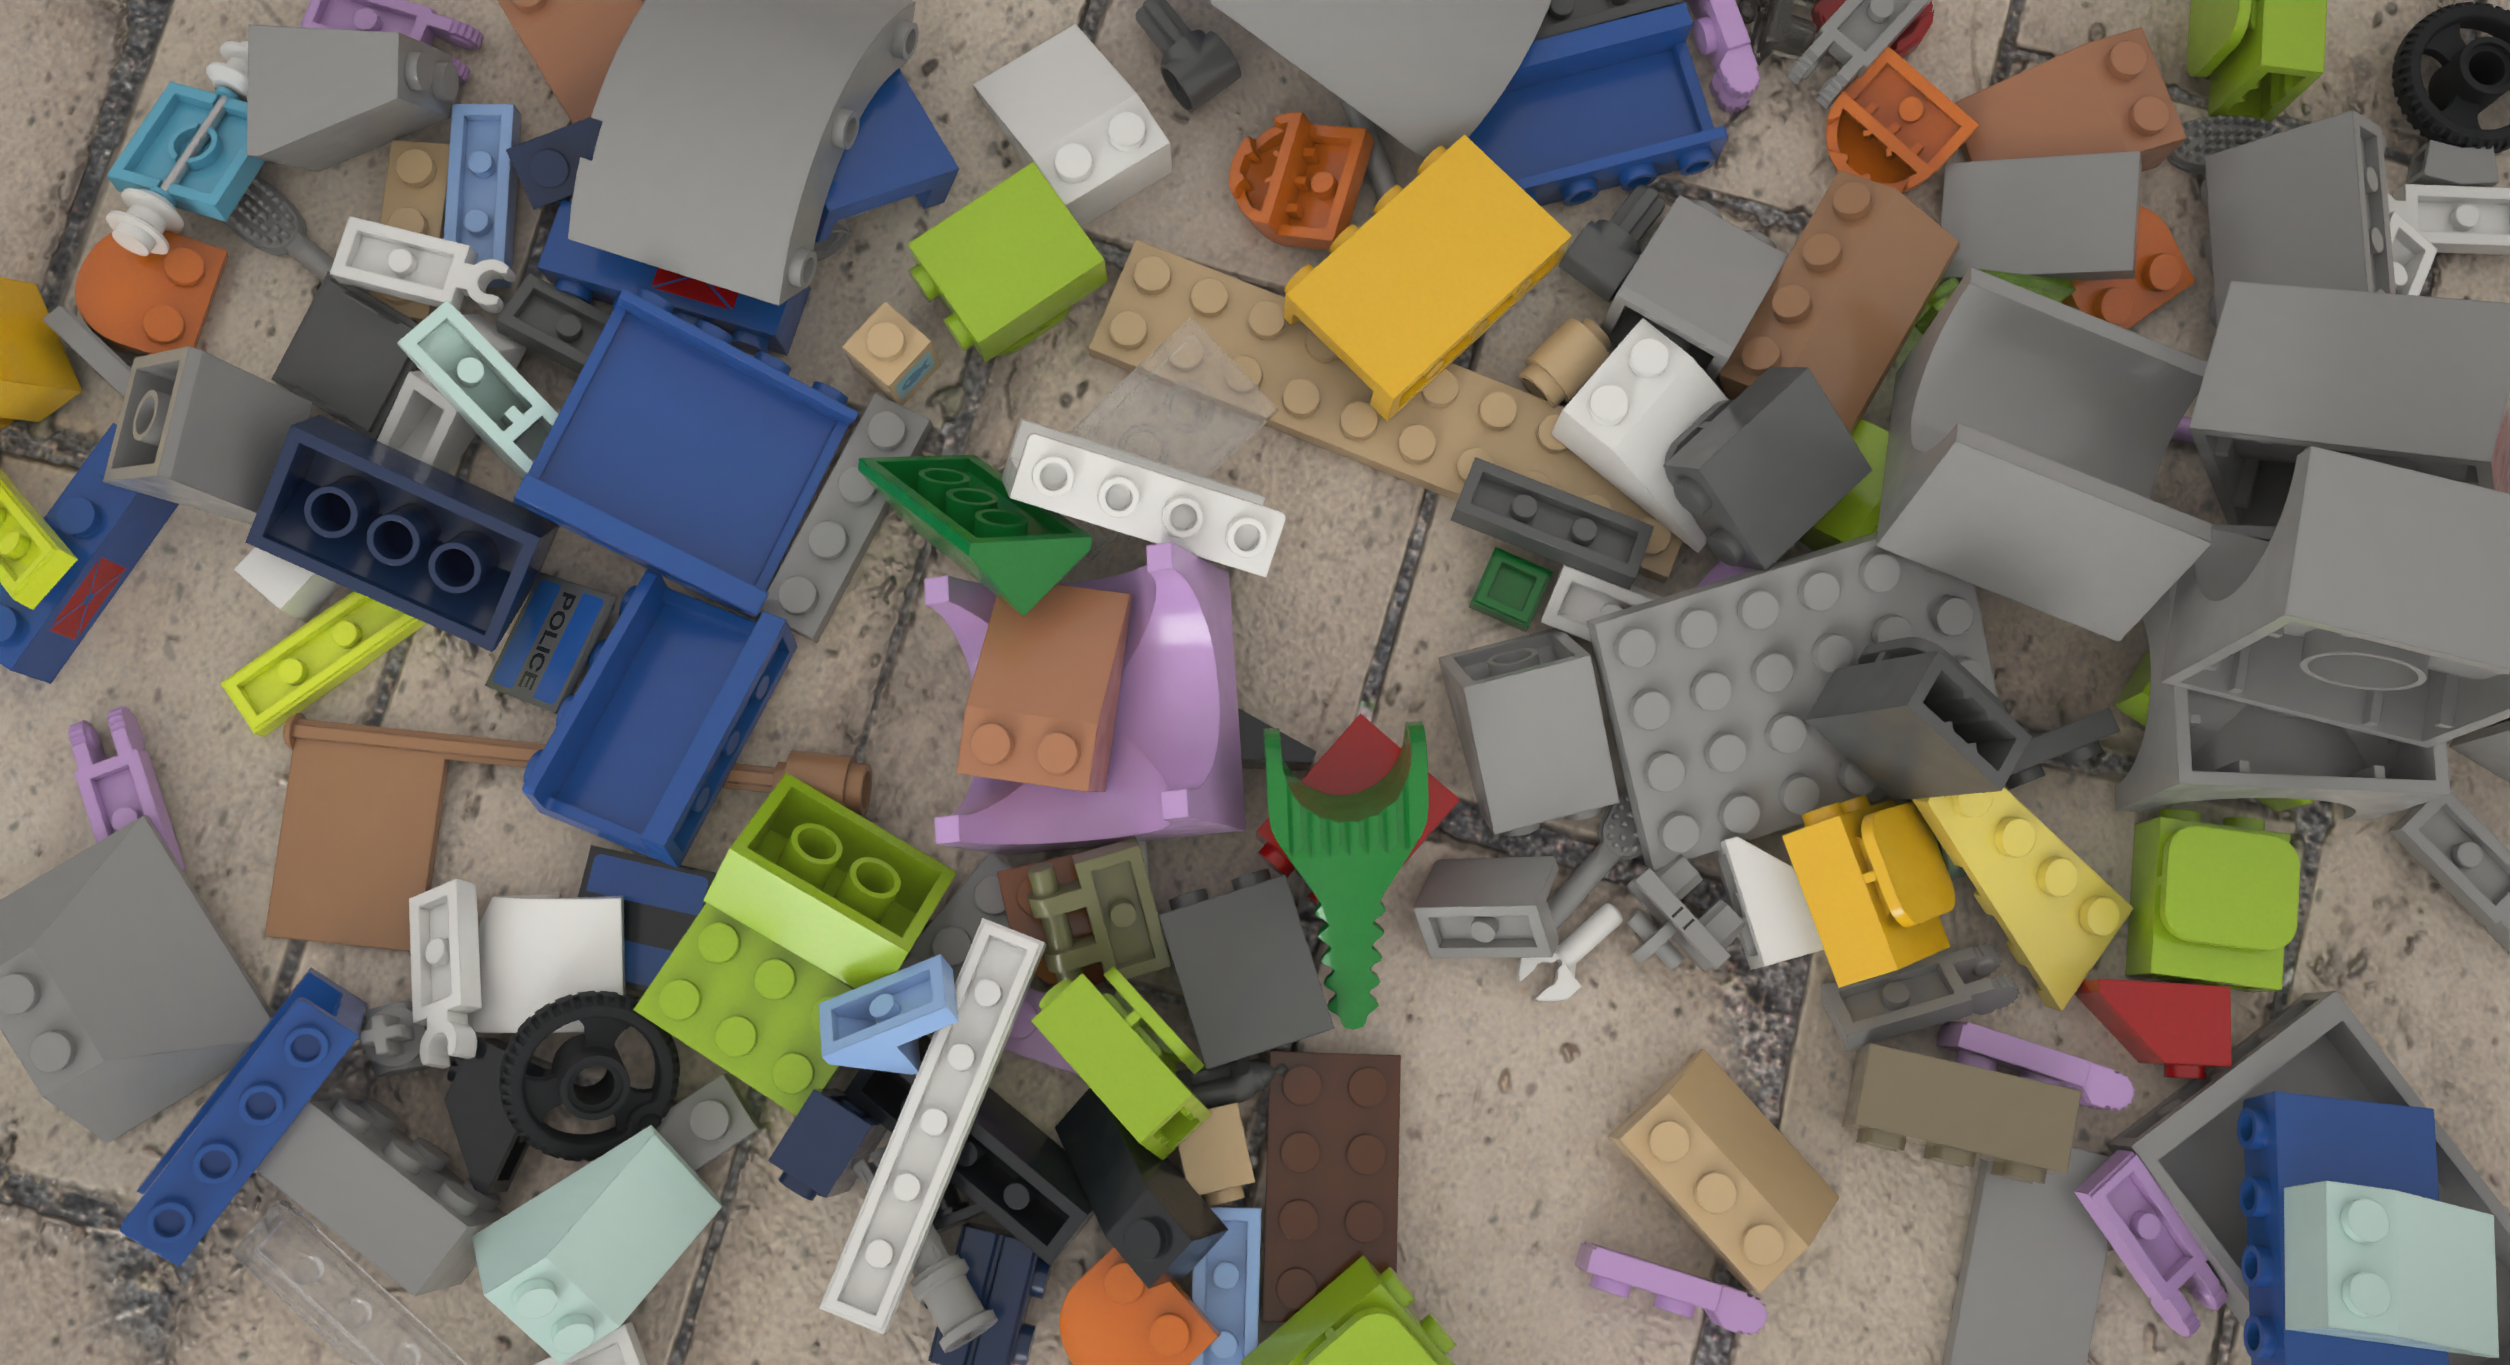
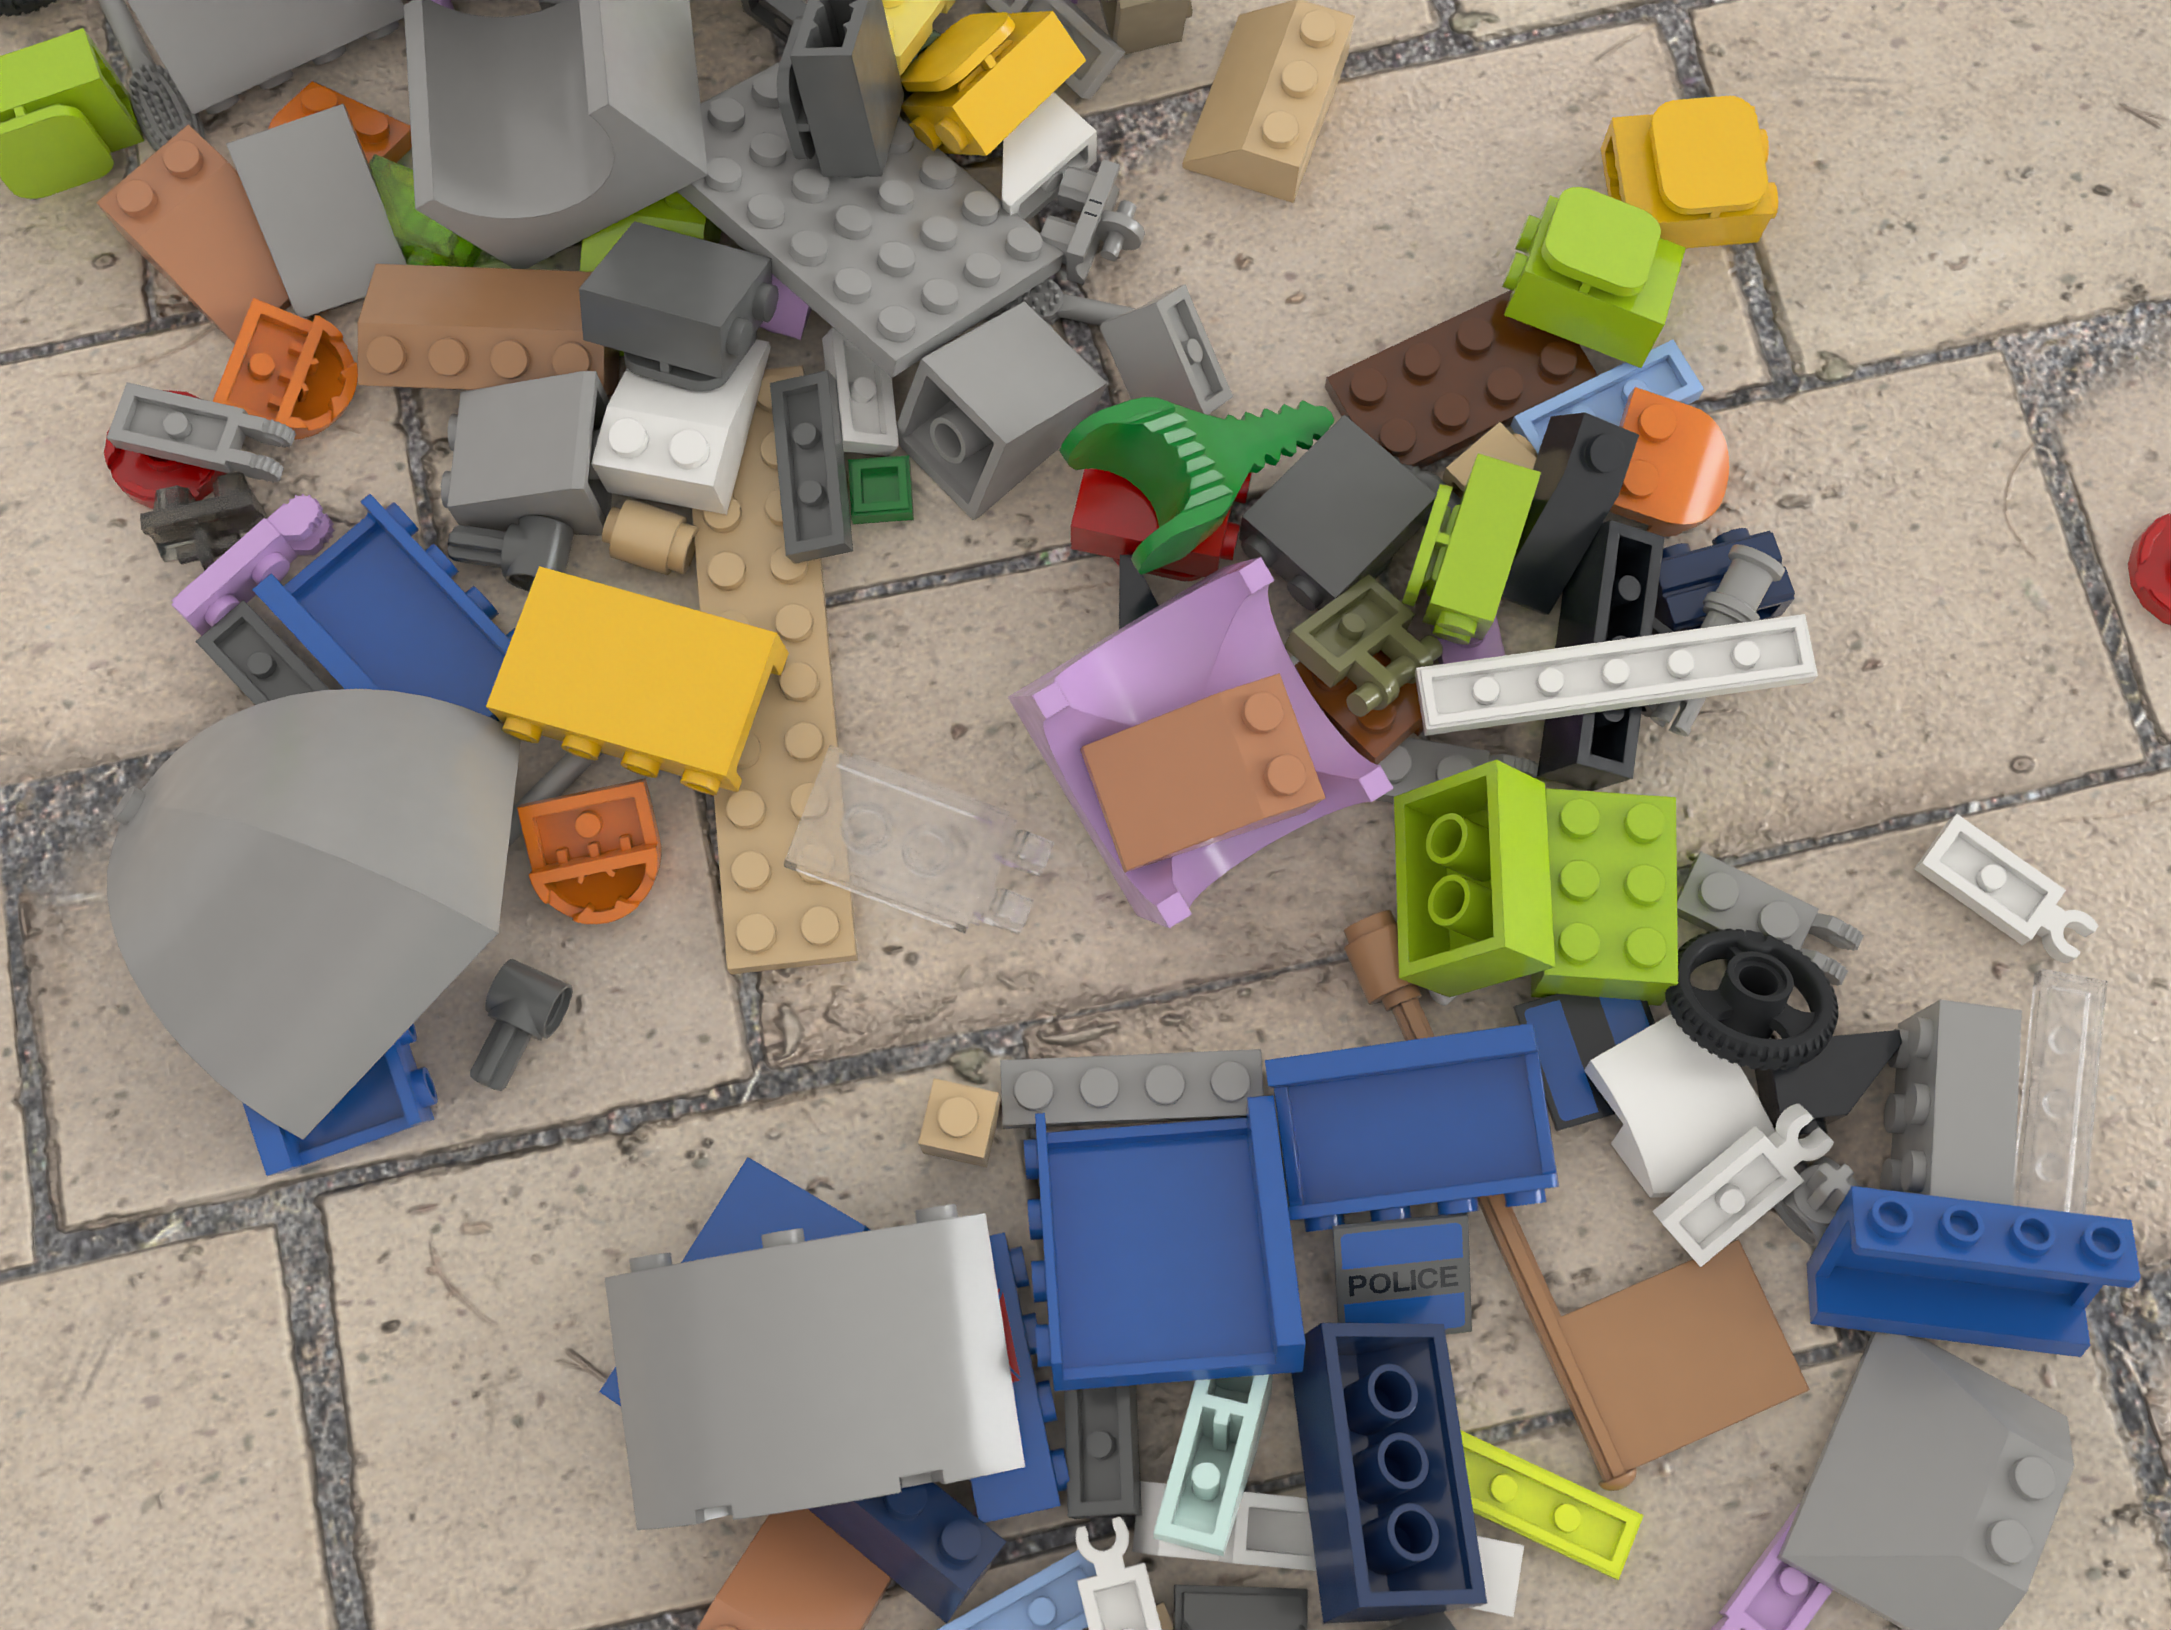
camera: 115 degrees left, 5 degrees down
(593, 1243) = (1885, 913): light aqua slope -> none
(826, 1144) = (1685, 762): dark blue brick -> none
(883, 1019) = (1555, 754): light blue slope -> none
(971, 519) = (1081, 923): green slope -> none
(1007, 265) = (819, 1059): lime brick -> none
(1077, 124) = (639, 1090): white slope -> none
(1141, 497) = (990, 797): white panel -> none
(1570, 952) = (1147, 289): white bar -> none
(1674, 1289) = (1384, 95): lavender hinge -> none

